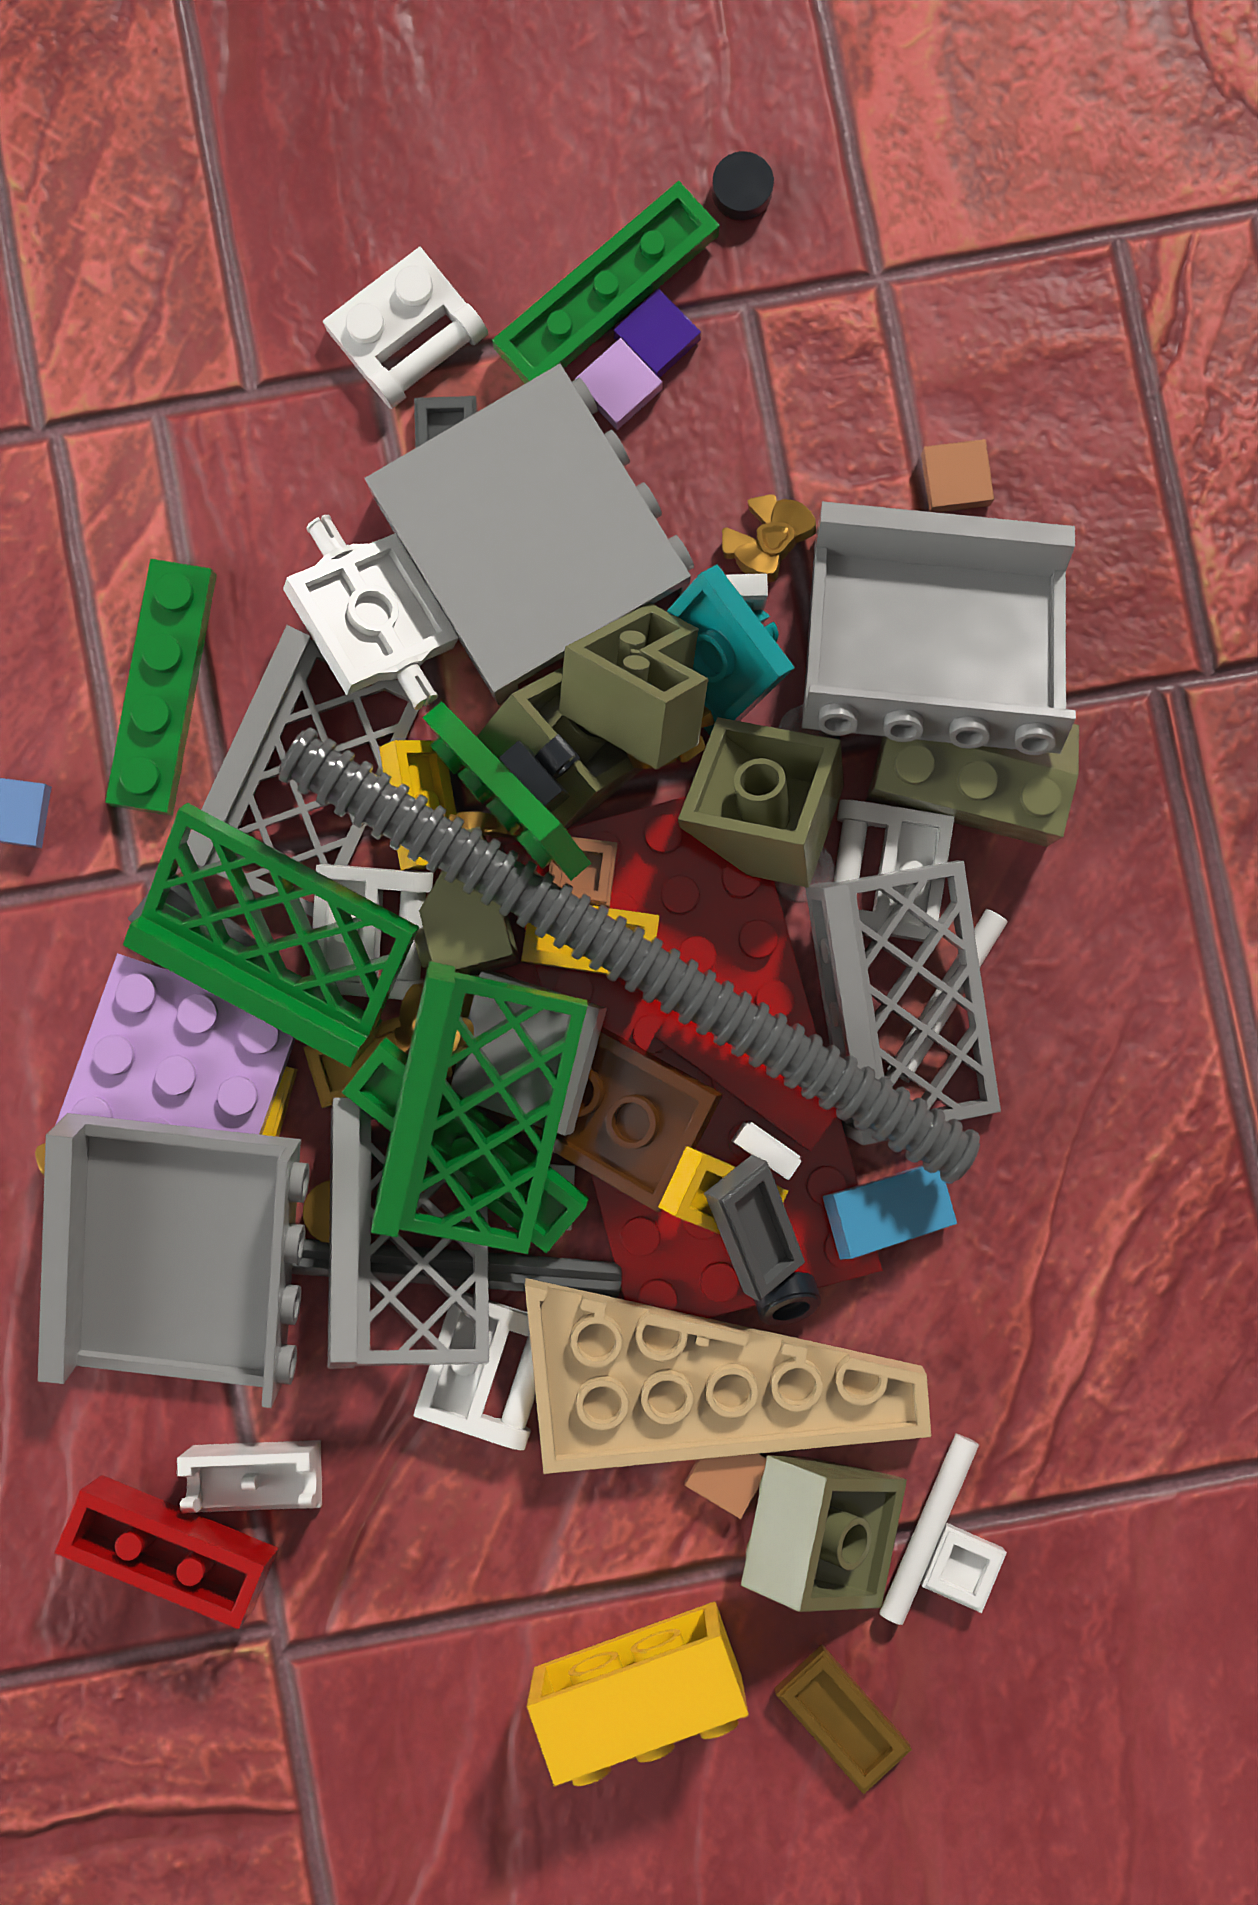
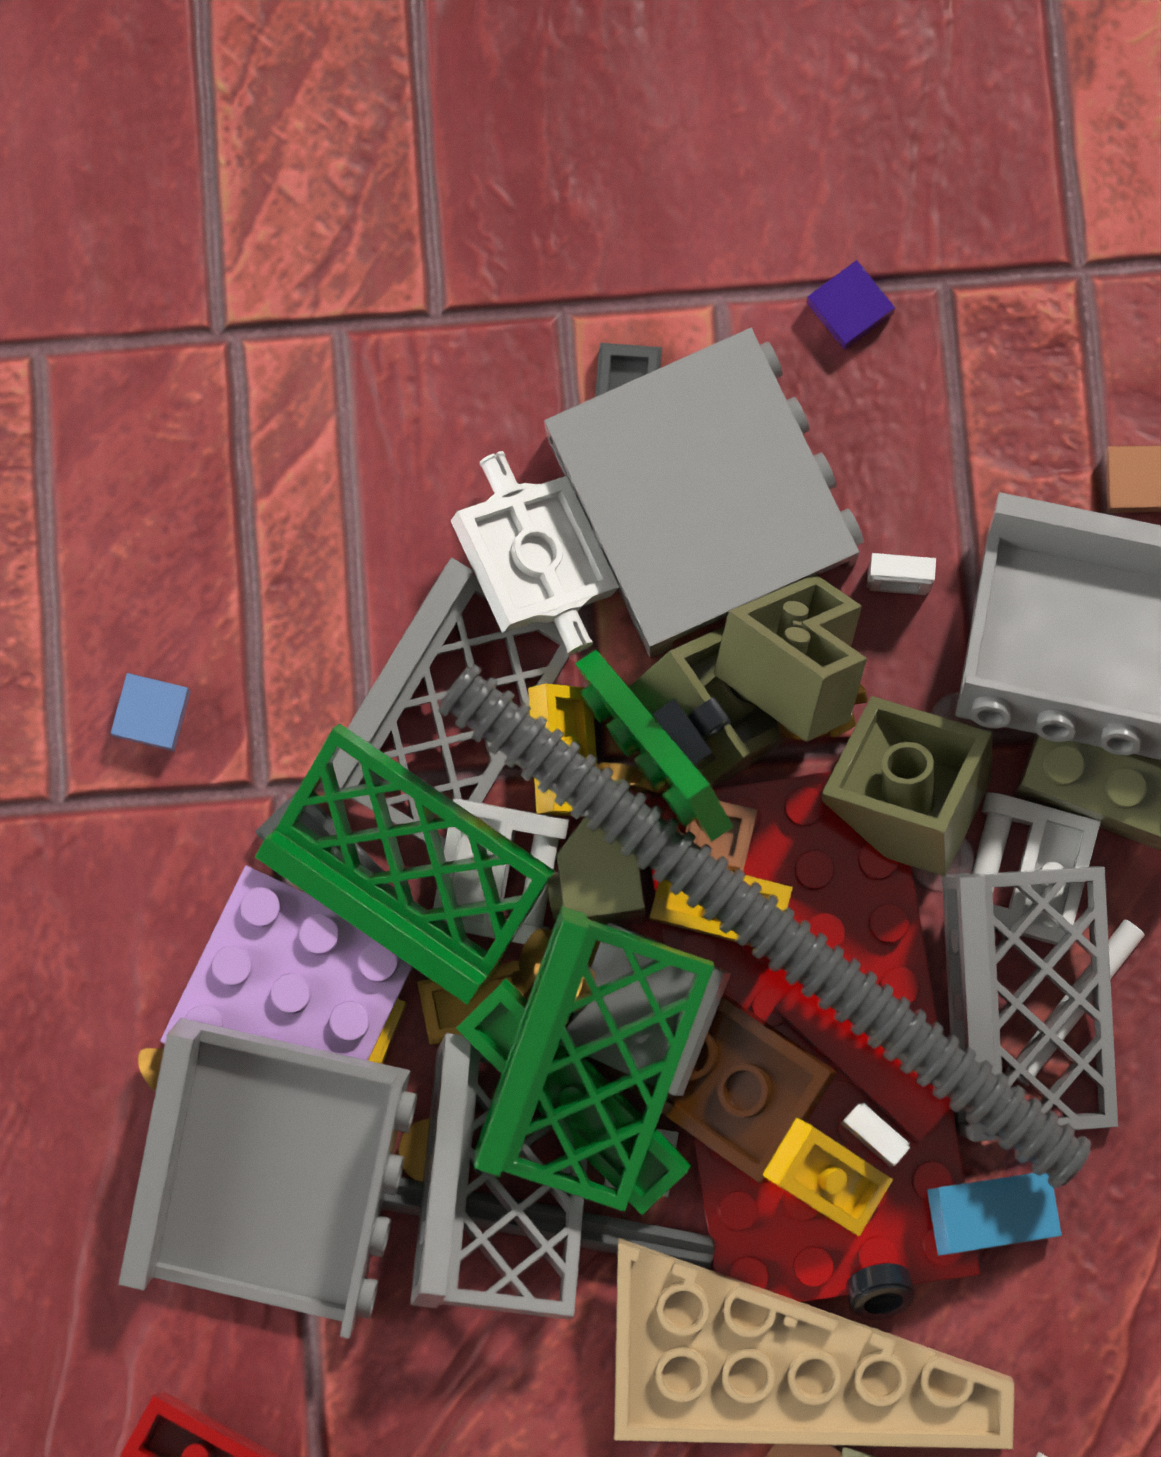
camera: 10 degrees right, 5 degrees down
(161, 687) = (313, 604): green plate -> none
(251, 1476) = (318, 1412): white hinge -> none
(394, 313) = (589, 255): white plate -> none
(458, 1393) = (537, 1345): white plate -> none
(607, 284) = (805, 252): green plate -> none
(620, 383) = (808, 349): lavender tile -> none
(731, 646) = (892, 627): teal tile -> none
(742, 185) = (952, 165): black tile -> none
(755, 1227) = (856, 1210): dark grey tile -> none
(782, 527) = (957, 511): pearl gold piece -> none

